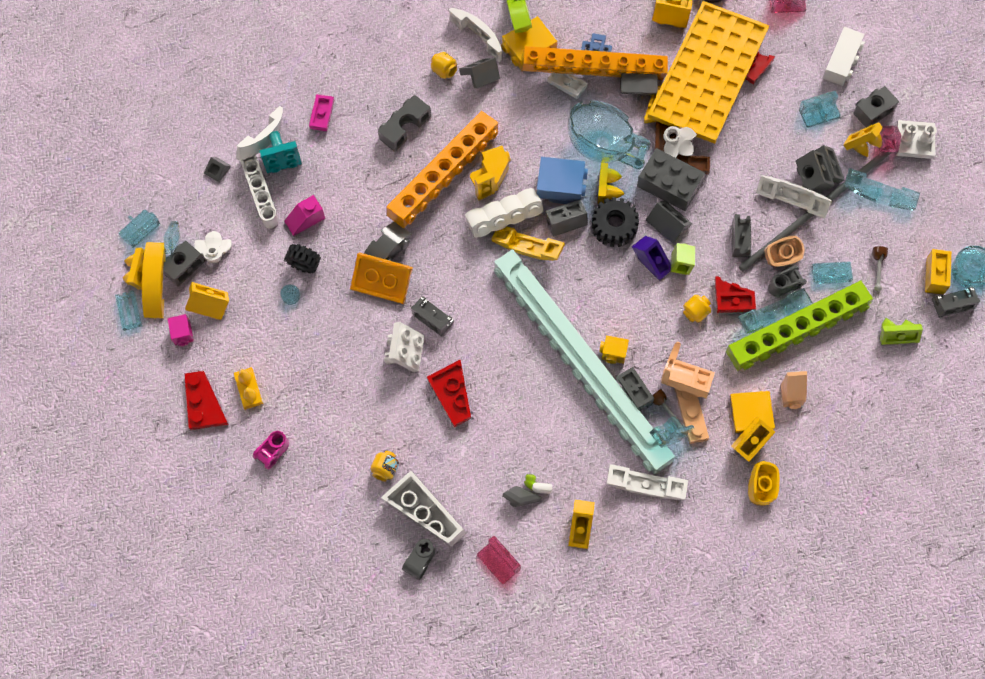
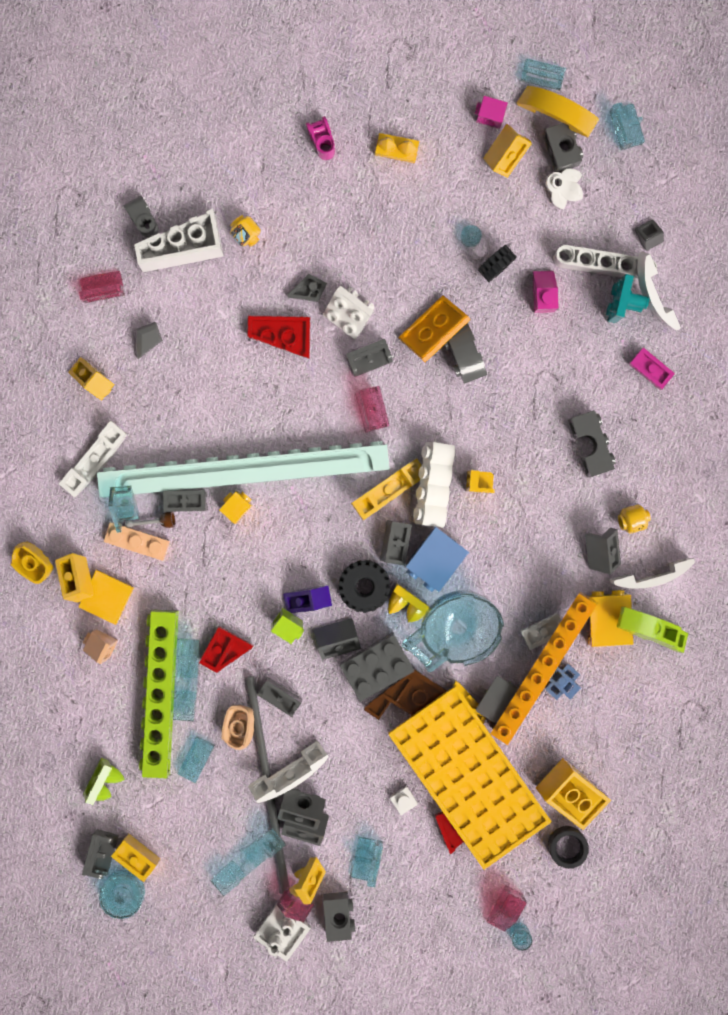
camera: 115 degrees right, 20 degrees up
(134, 276) = (577, 95): yellow tile -> none
(171, 237) = (592, 147): clear light blue tile -> none
(202, 403) = (407, 97): red wing -> none
(403, 392) = (308, 289): none -> dark grey piece
(433, 171) = (545, 518): light orange brick -> none
(473, 290) = (372, 409): none -> clear pink hinge
(498, 162) = (491, 507): yellow slope -> none
(537, 487) = (148, 358): arm -> none
(681, 144) = (406, 698): white plate -> none
(686, 376) = (169, 556): light nougat piece -> none
(697, 308) = (231, 608): yellow head -> none
(757, 110) = (403, 800): none -> white plate
(788, 279) = (210, 713): dark grey piece -> none
(844, 56) = (410, 923): white brick -> none
(879, 253) = (185, 815): hinge -> none

